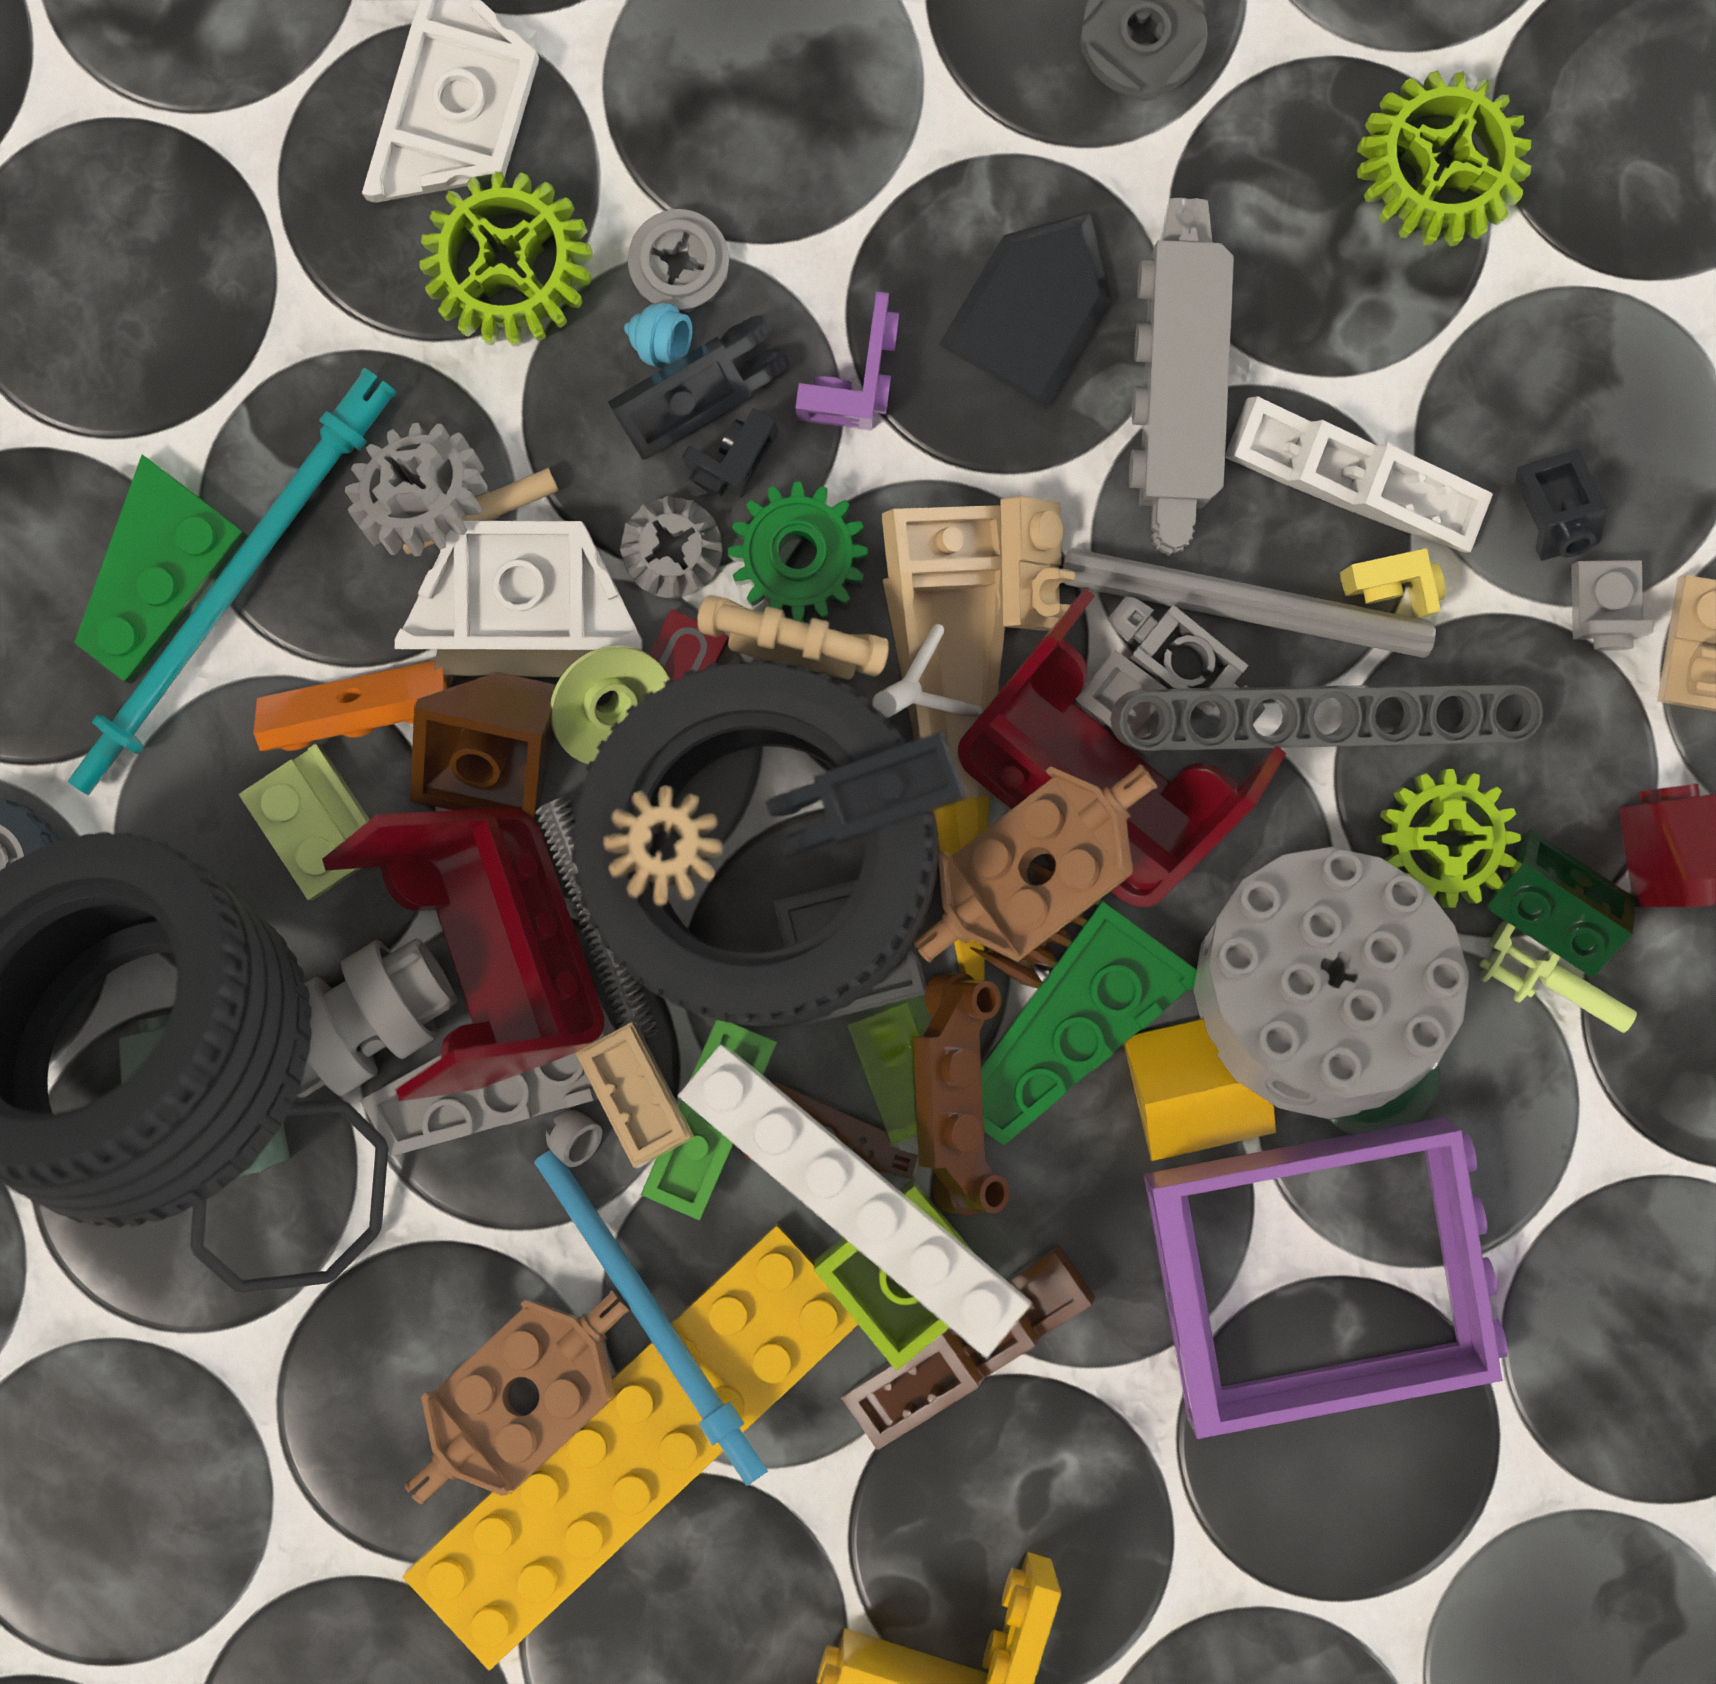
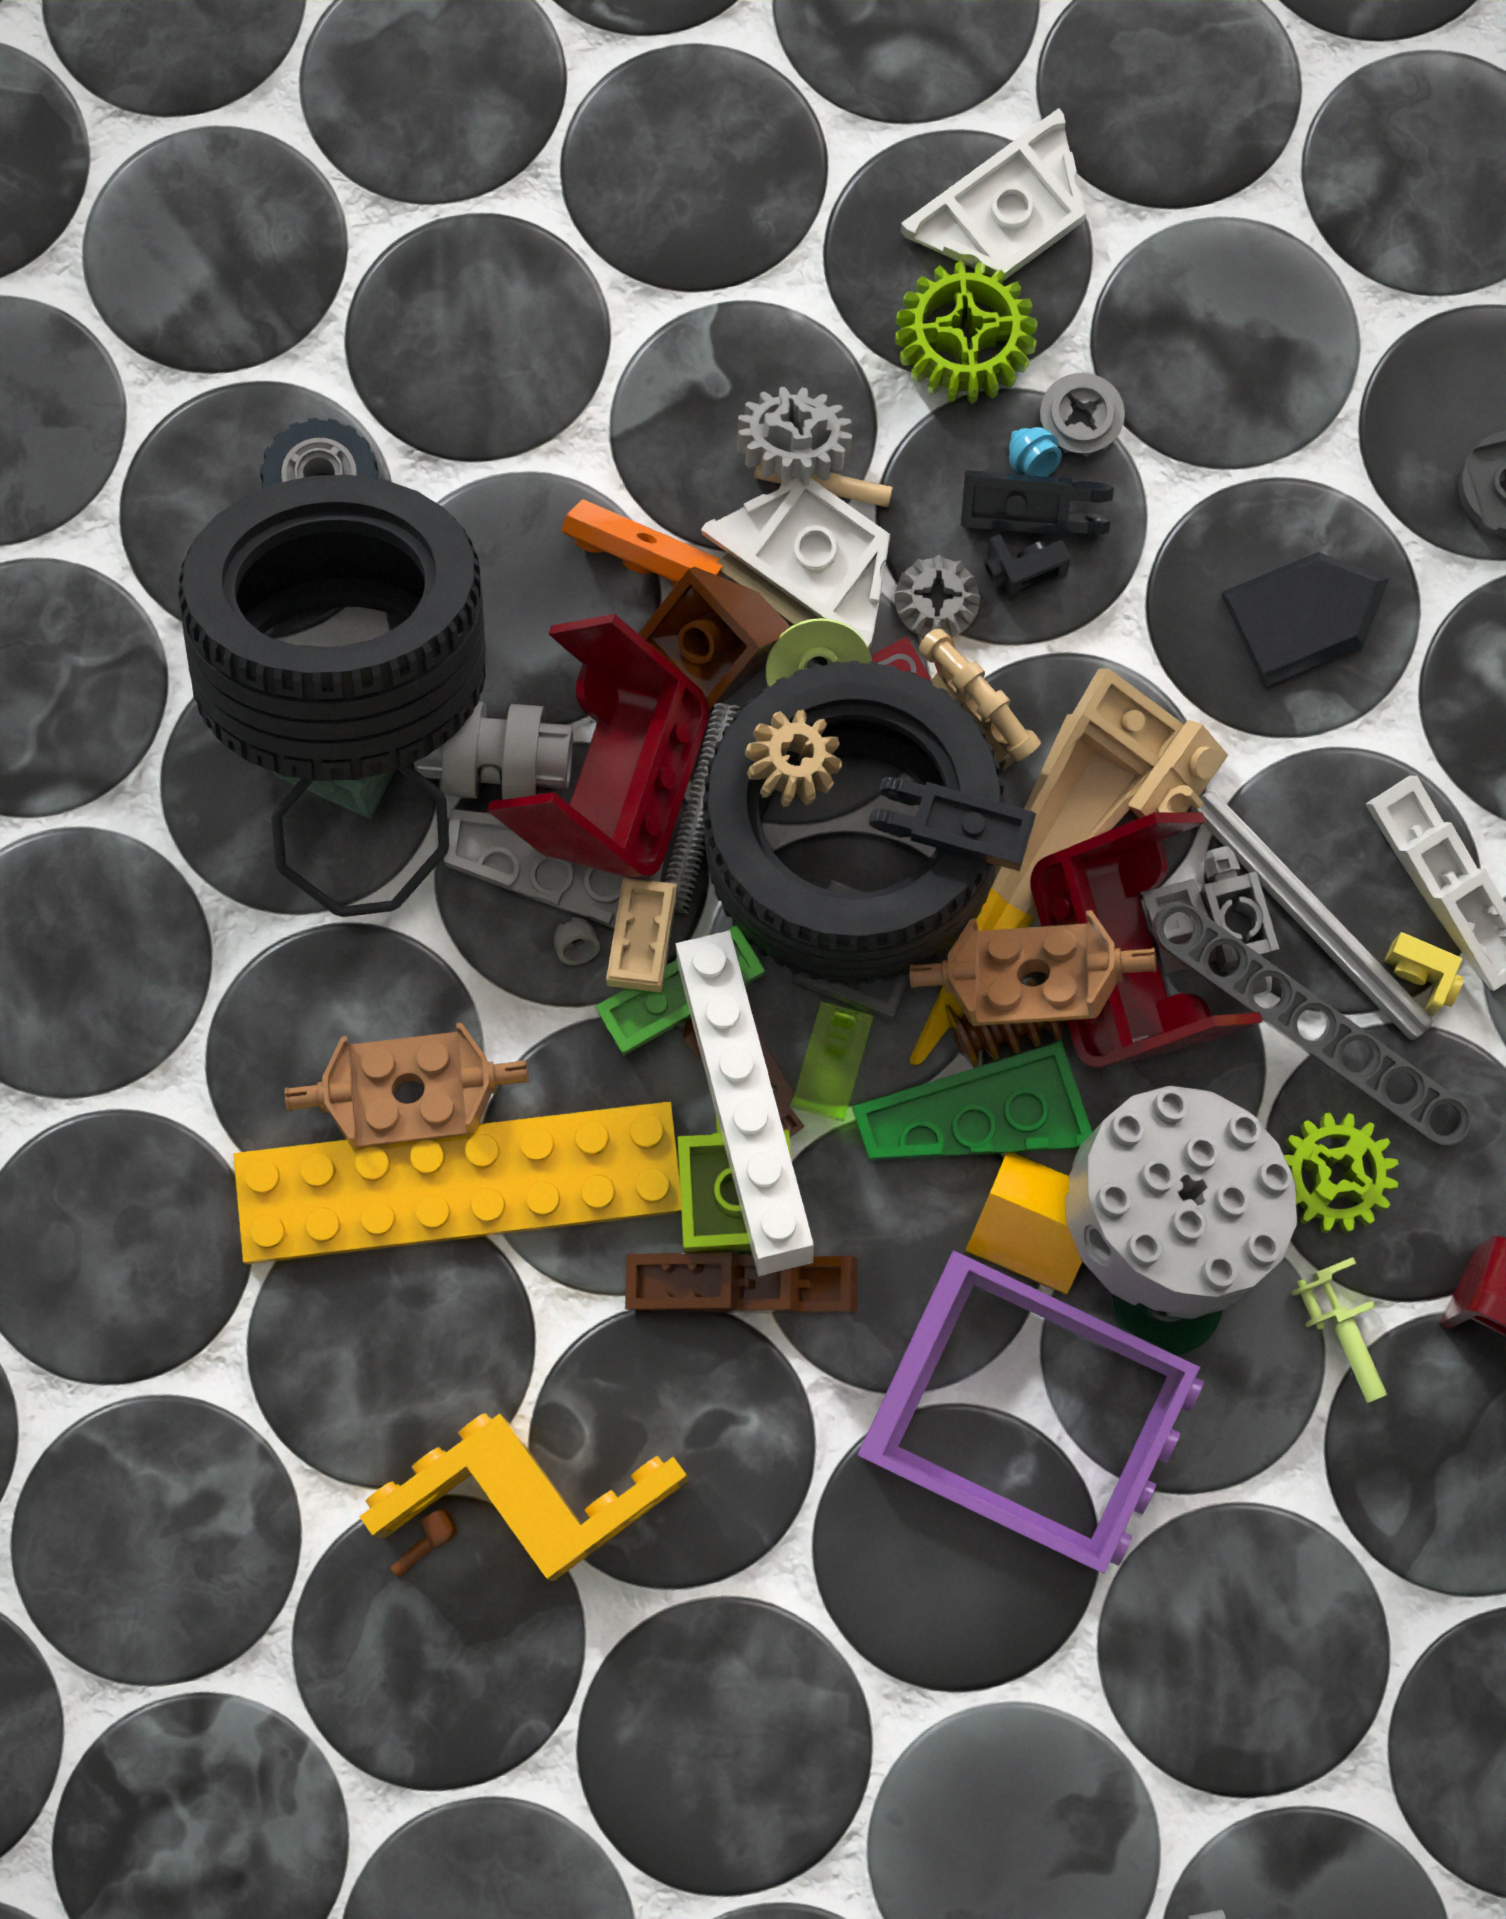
camera: 40 degrees right, 10 degrees down
(153, 571) = (577, 369): green wing -> none
(305, 816) = (553, 592): yellowish green plate -> none
(339, 435) = (768, 367): teal bar -> none
(720, 1421) = (534, 1195): dark azure bar -> none
(798, 519) = (1039, 639): green gear -> none
(831, 398) = (1121, 580): medium lavender bracket -> none
(909, 690) = (1031, 795): white plant -> none
(951, 1095) = (857, 1095): reddish brown plate -> none
(1184, 373) = (1376, 729): light grey hinge -> none
(1564, 904) = (1386, 1276): dark green bracket -> none

